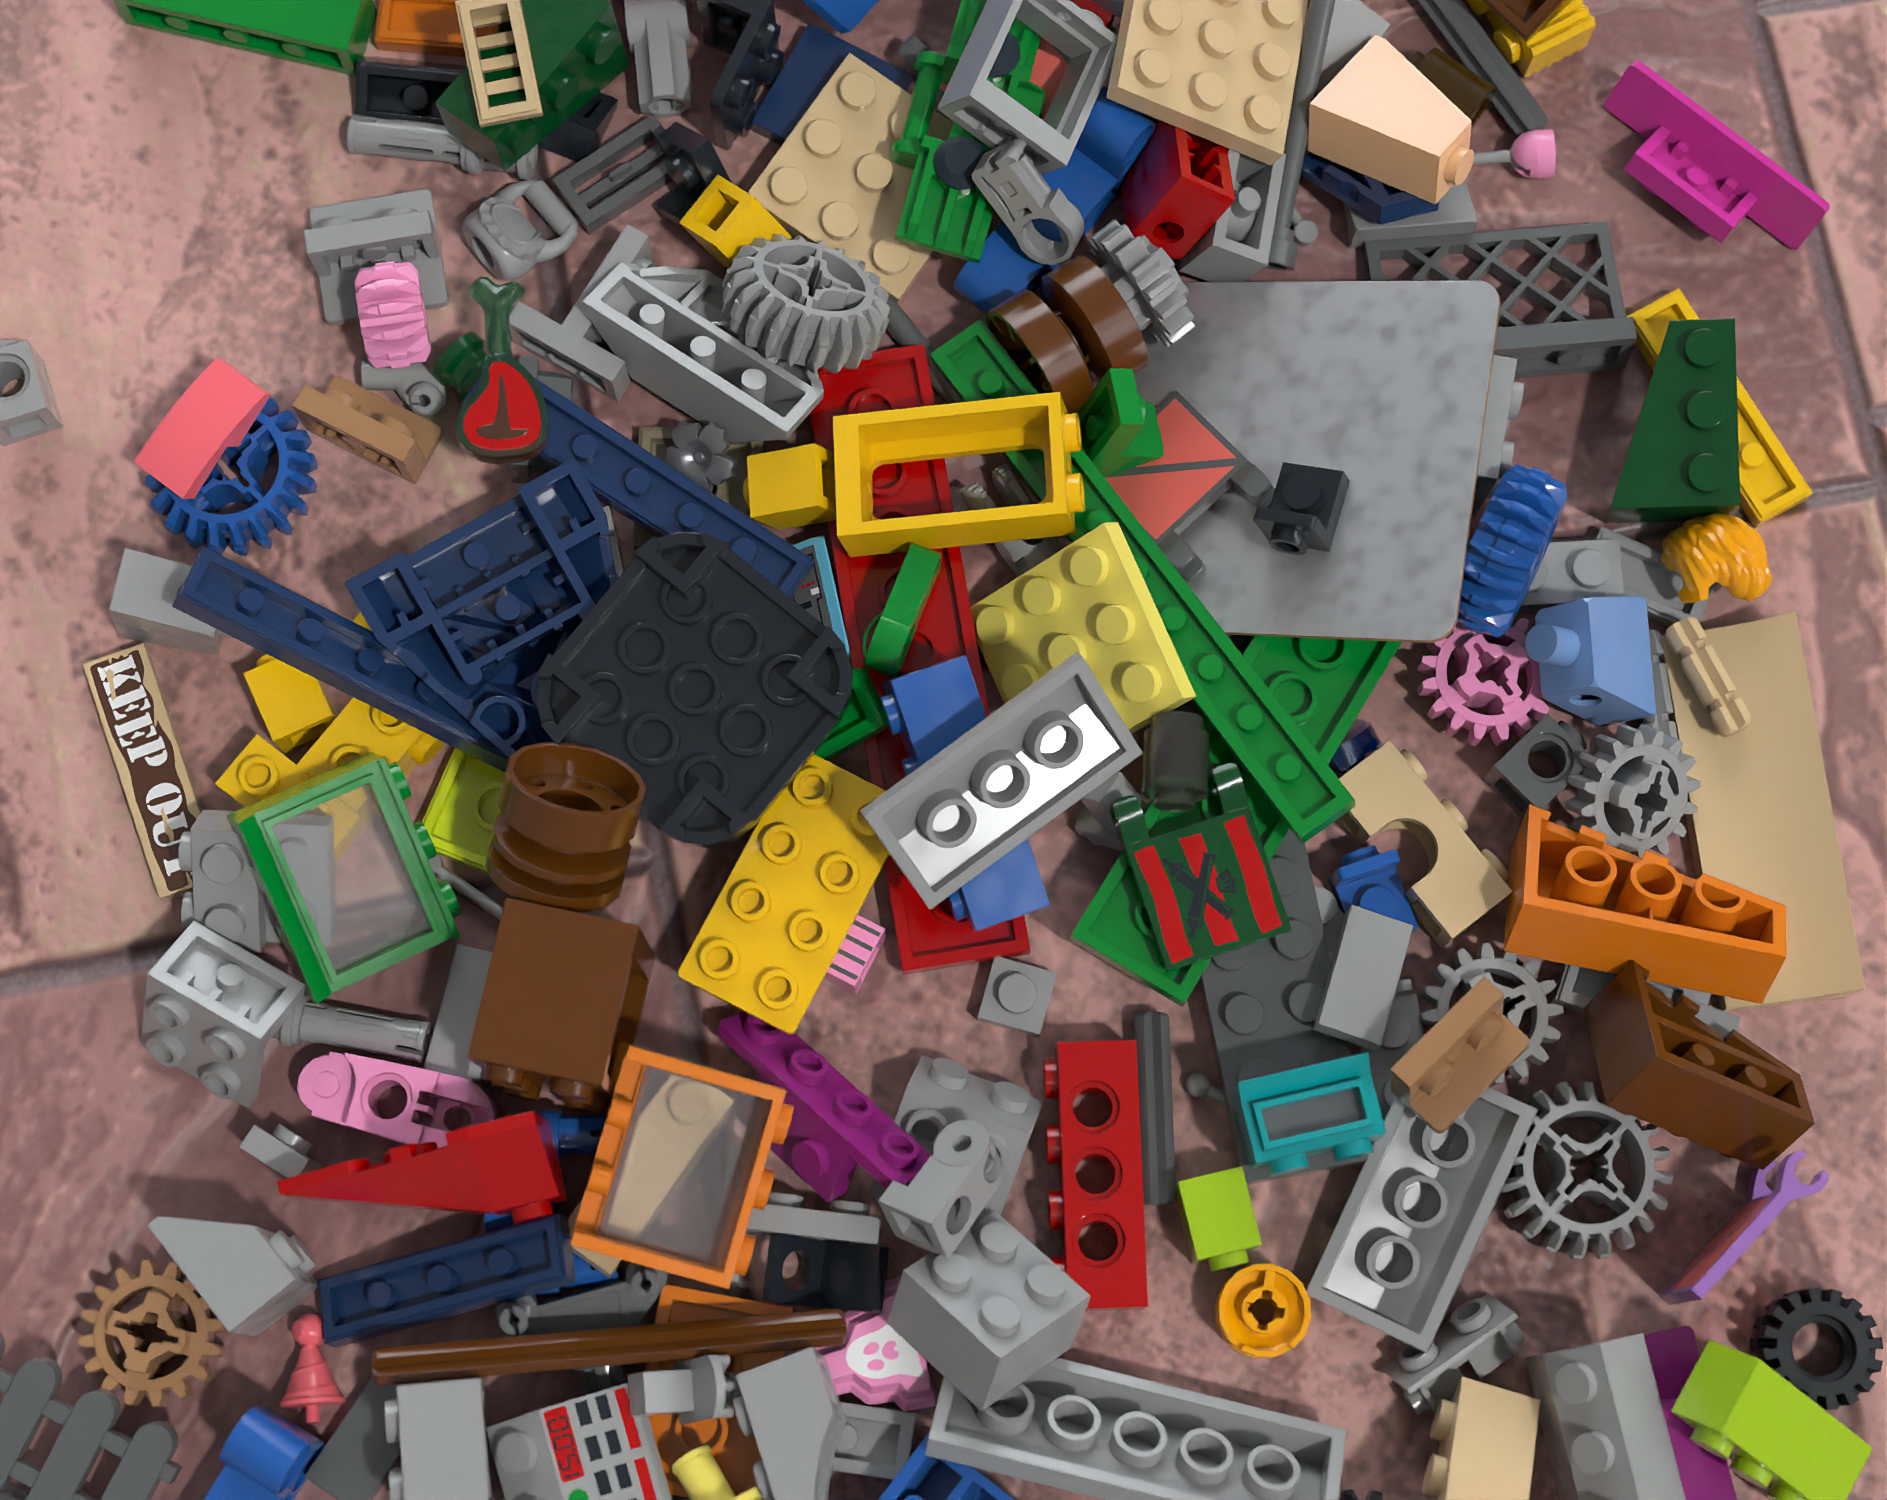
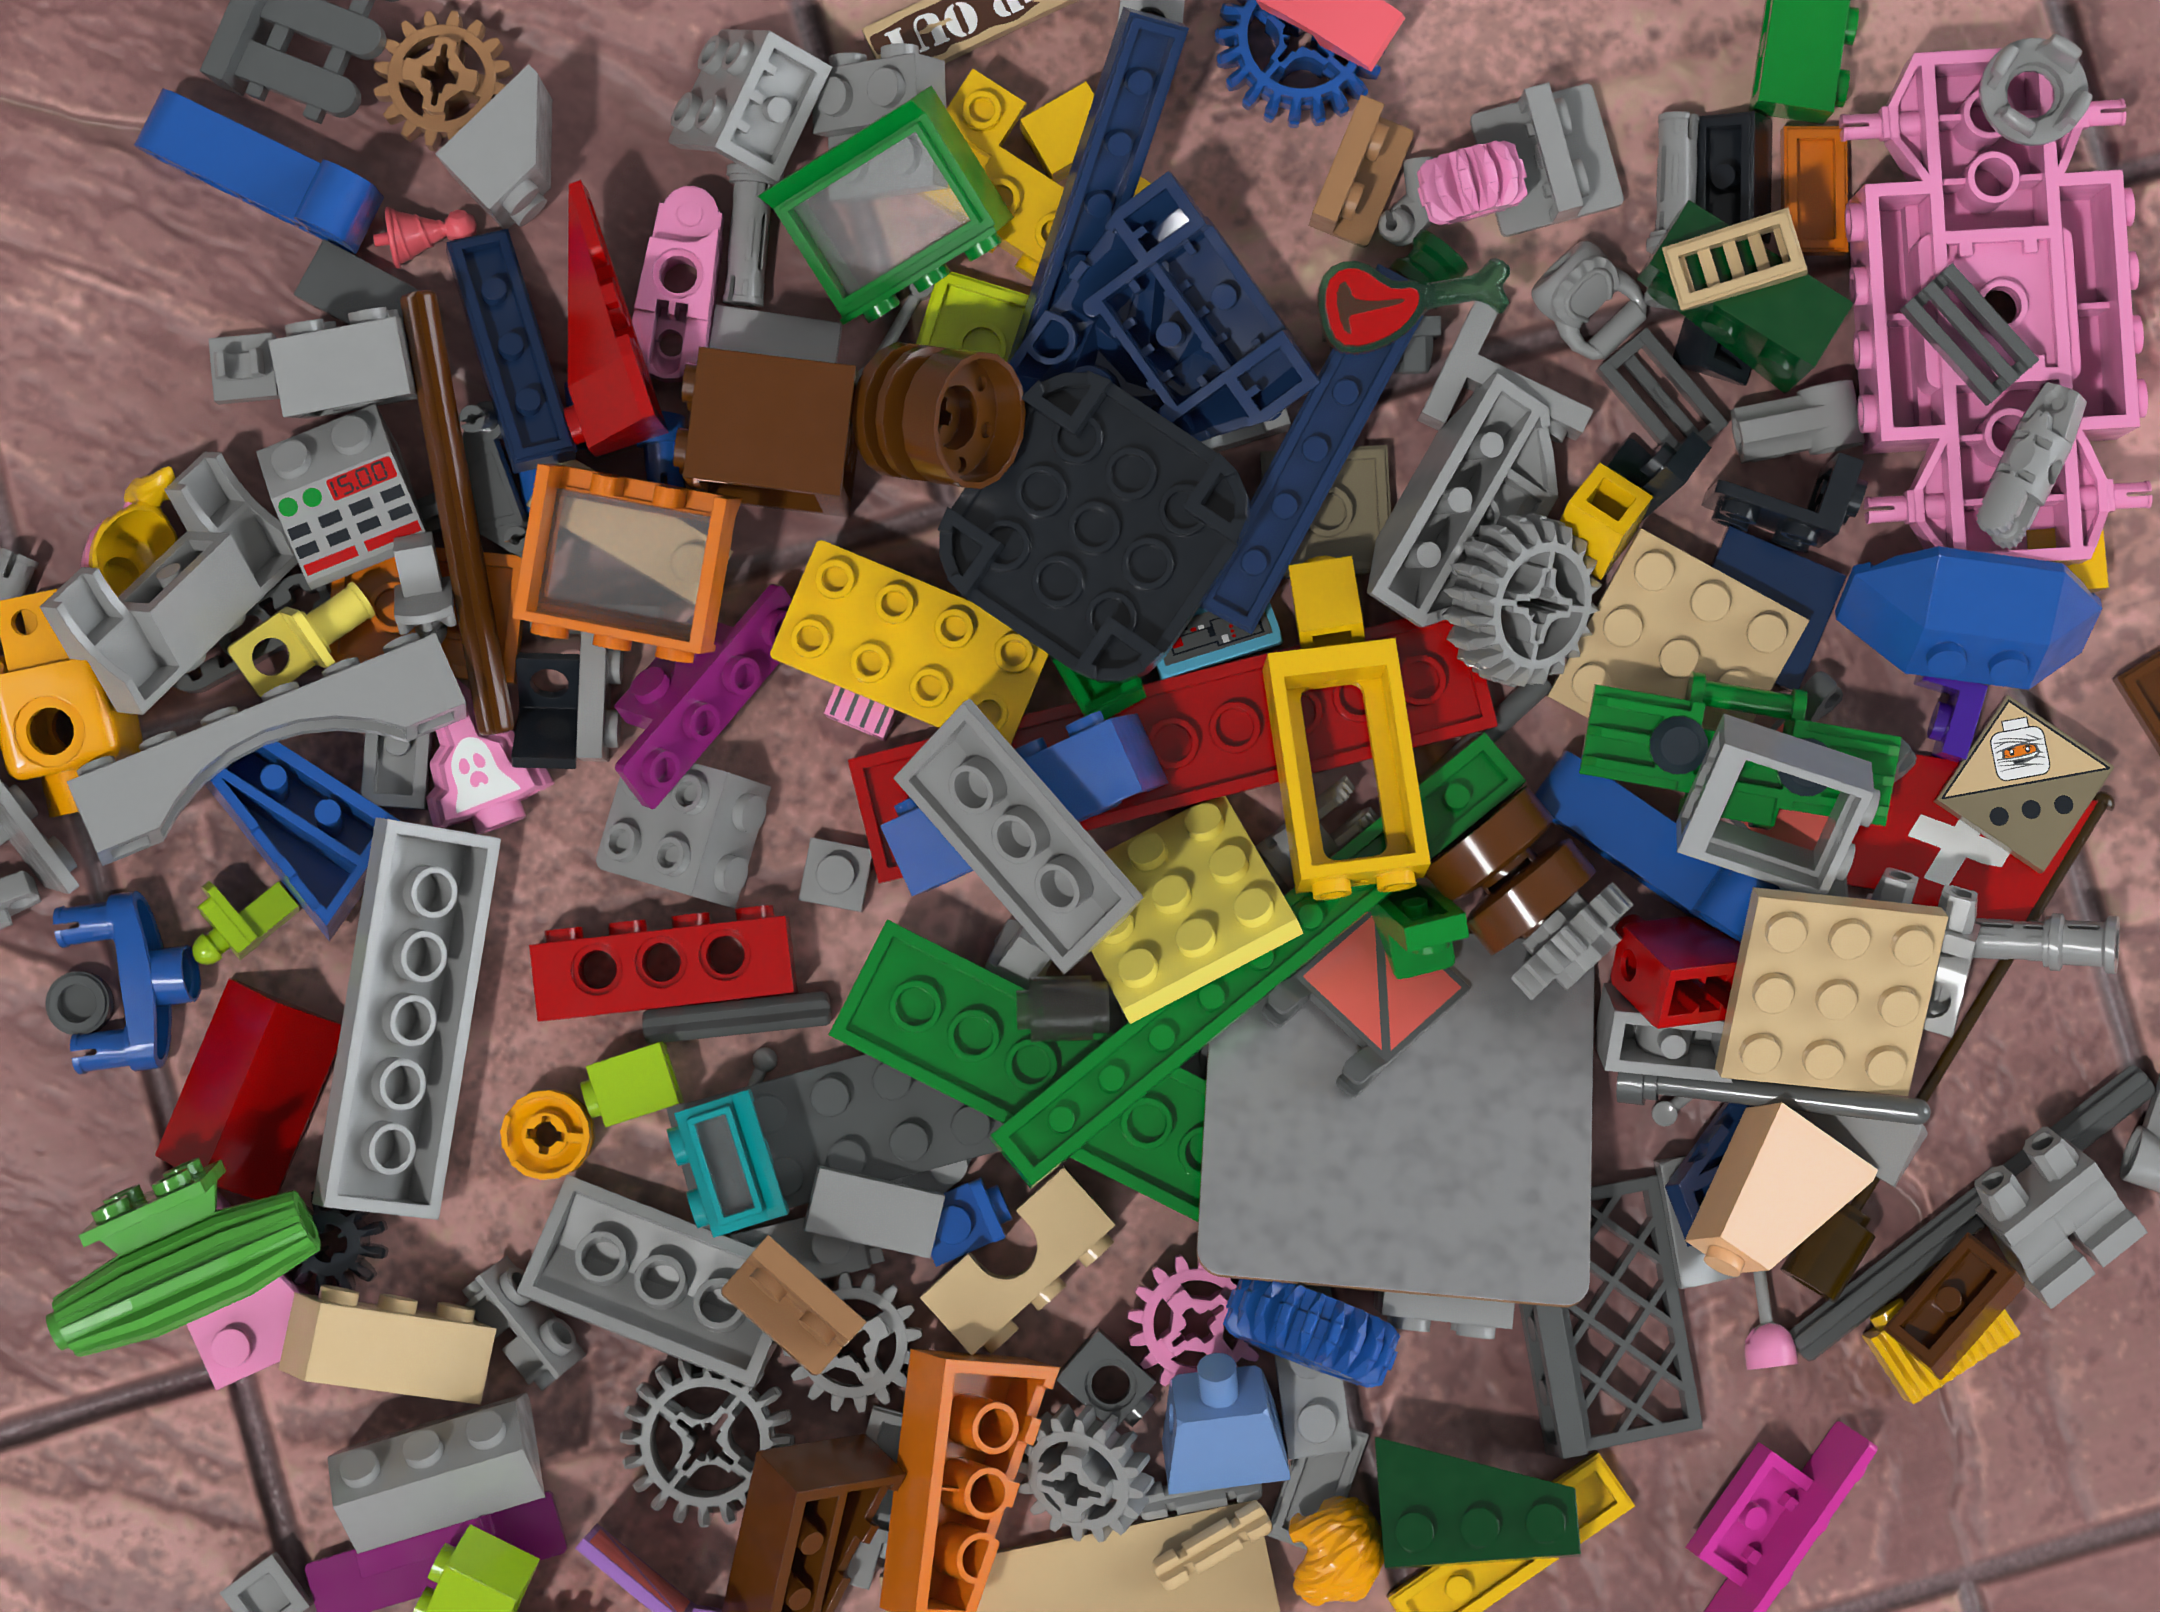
camera: 85 degrees right, 10 degrees up
(280, 1150) = (622, 179): light grey plate -> none
(697, 453) = (1353, 508): flat silver plant -> none
(902, 611) = (1203, 726): green piece -> none
(947, 1190) = (623, 818): light grey leg -> none
(988, 1310) = (519, 867): light grey brick -> none
(1022, 195) = (1640, 817): light grey piece -> none
(1205, 882) = (947, 1047): flag -> none
(1303, 509) = (1334, 1120): black bracket -> none
(1354, 747) = (1121, 1198): clear blue tile -> none

